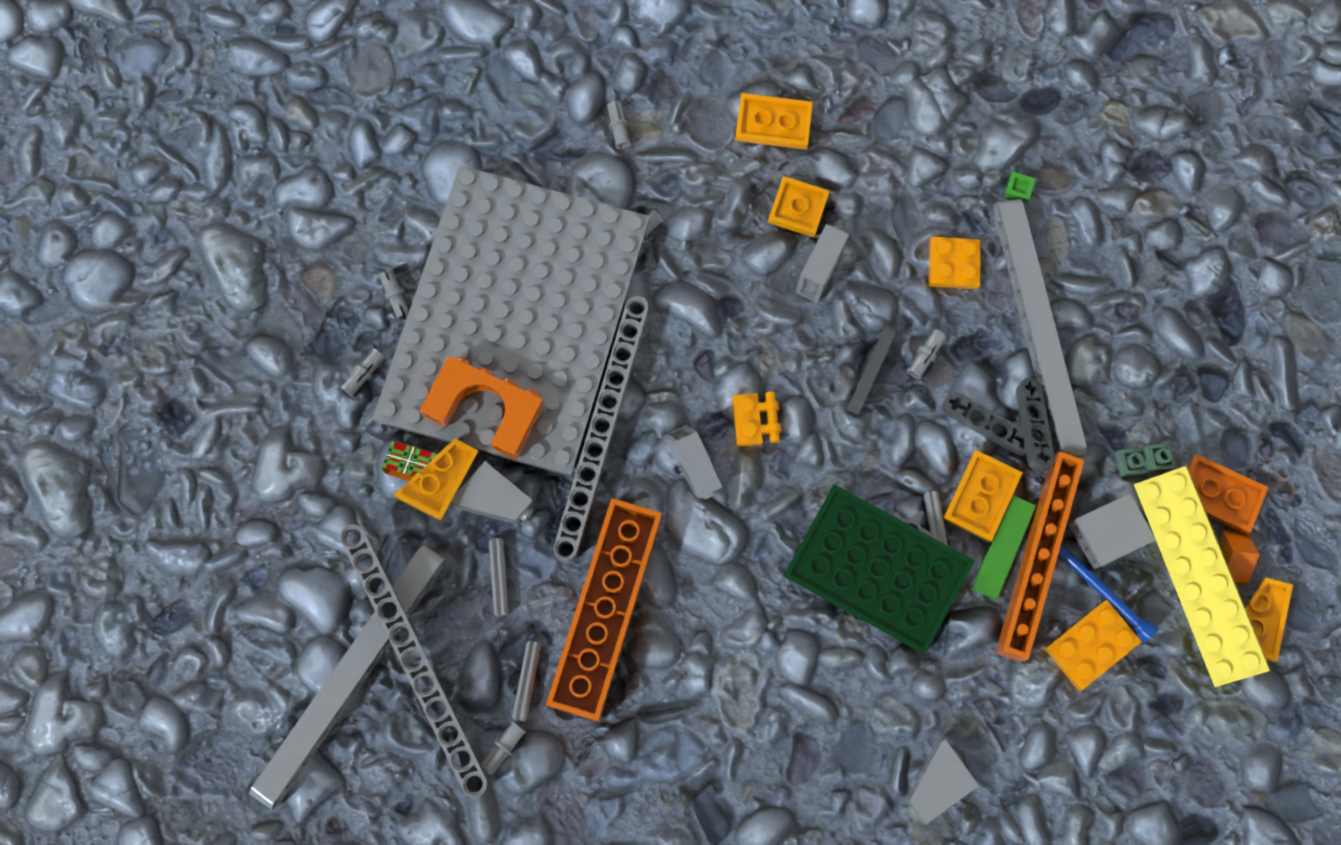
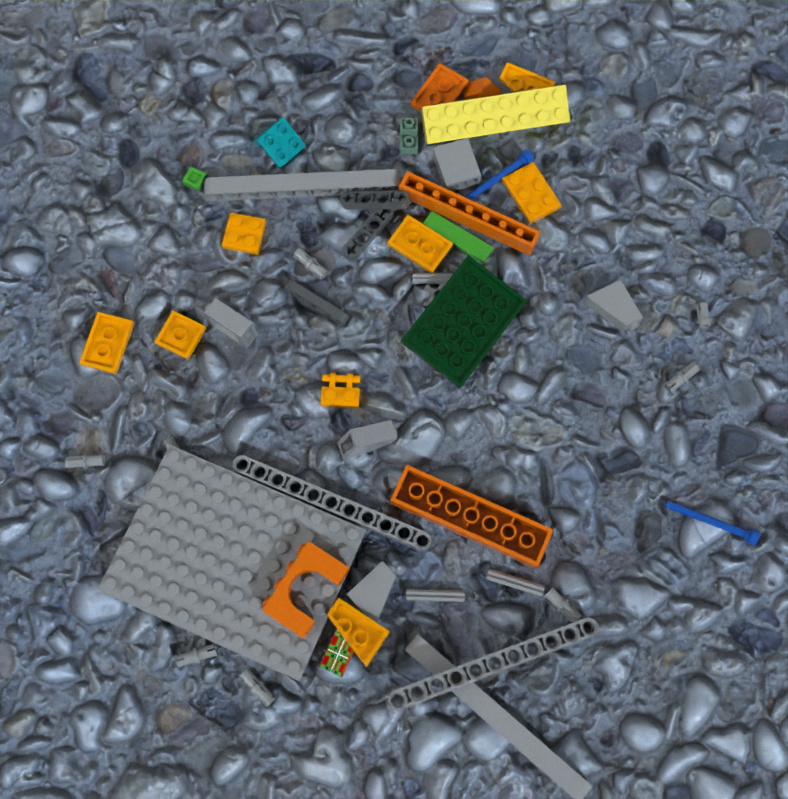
camera: 75 degrees left, 0 degrees up
(1095, 287) = (280, 142): none -> teal bracket

